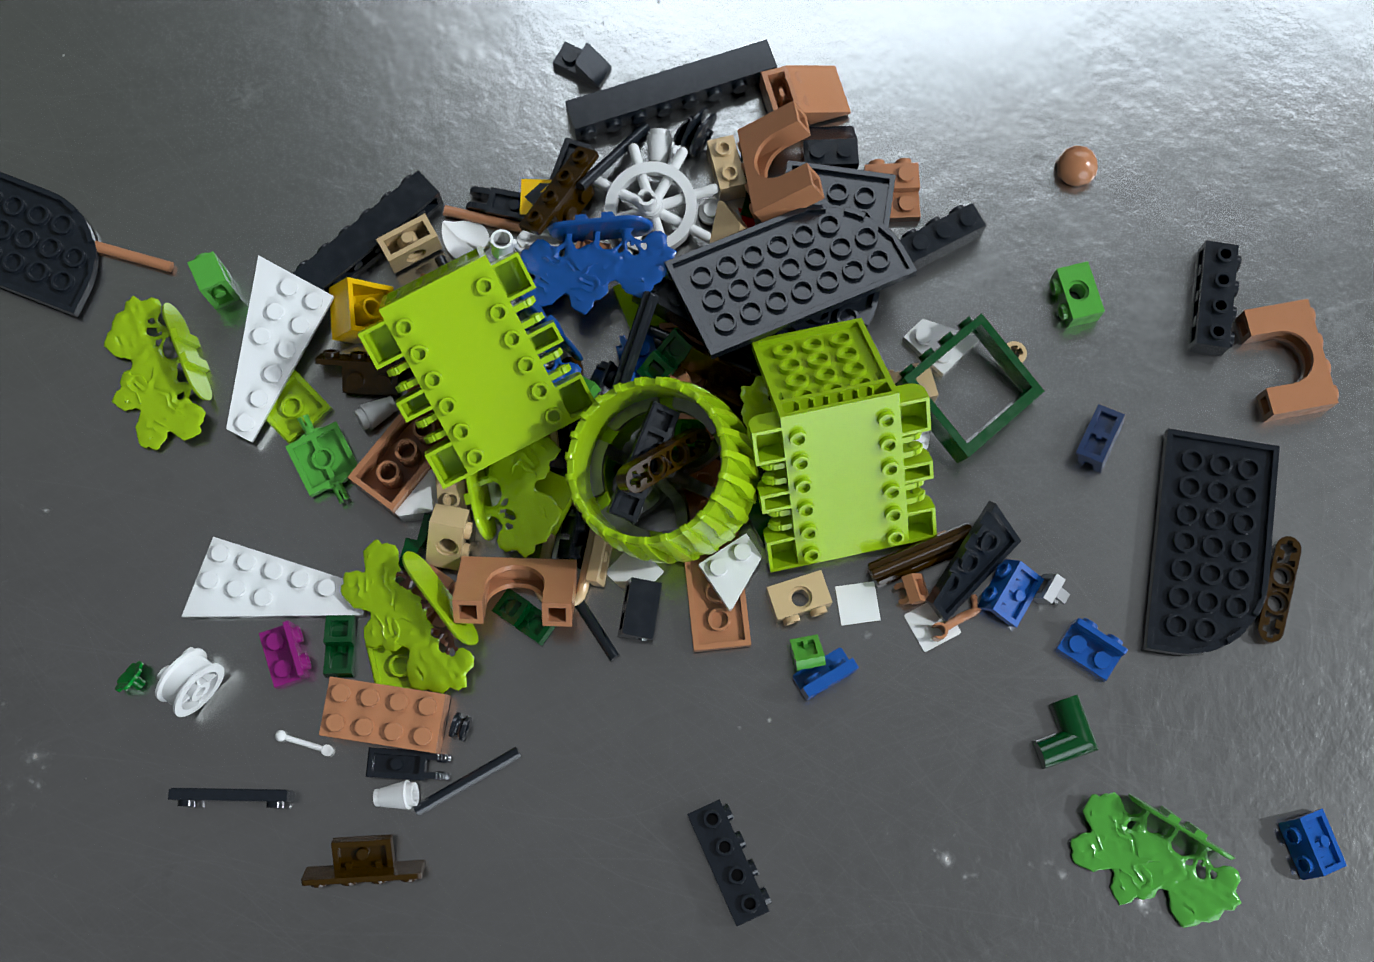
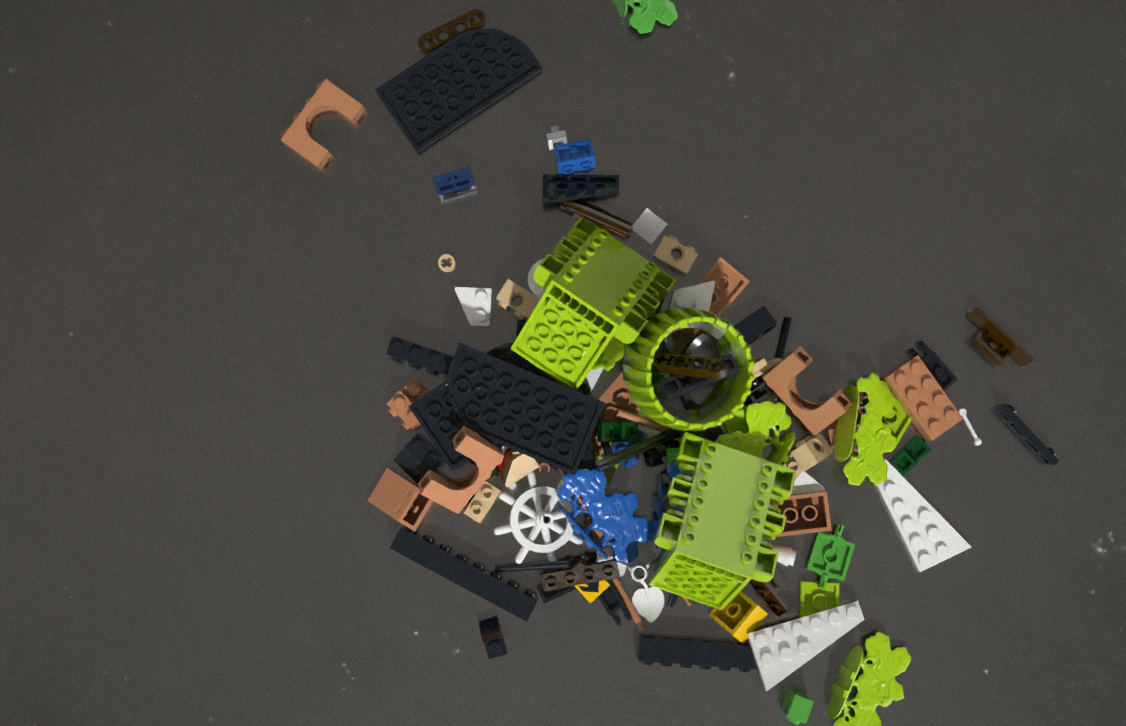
camera: 130 degrees left, 10 degrees up
(131, 678) = (1022, 541): green plant -> none
(189, 681) = (998, 507): white wheel -> none
(284, 654) = (939, 477): magenta bracket -> none
(398, 795) = (951, 356): white cone -> none
(409, 243) = (681, 626): tan brick -> none
(420, 545) = (830, 466): dark green slope -> none
(460, 726) = (891, 358): black bush -> none
(467, 780) = (912, 331): black bar -> none
(522, 616) = (811, 382): dark green slope -> none
(659, 144) = (503, 549): white cone -> none
(695, 132) = (478, 535): black piece -> none
(720, 377) = (605, 387): dark brown bracket -> none
(728, 863) = (832, 172): black brick -> none
(807, 652) = (700, 225): bright green bracket -> none
(820, 678) = (701, 208): blue bracket -> none
(915, 589) = (617, 203): nougat tile -> none
(920, 622) = (628, 180): white sticker -> none
(956, 620) = (612, 170): nougat piece -> none
(1009, 362) = (492, 237): dark green window -> none
(1074, 734) = (618, 66): dark green brick -> none
(1076, 279) = (384, 247): bright green brick -> none
(1077, 165) = (308, 322): nougat hair -> none
(1091, 648) = (567, 93): blue bracket -> none
(1214, 298) = (321, 188): black brick -> none

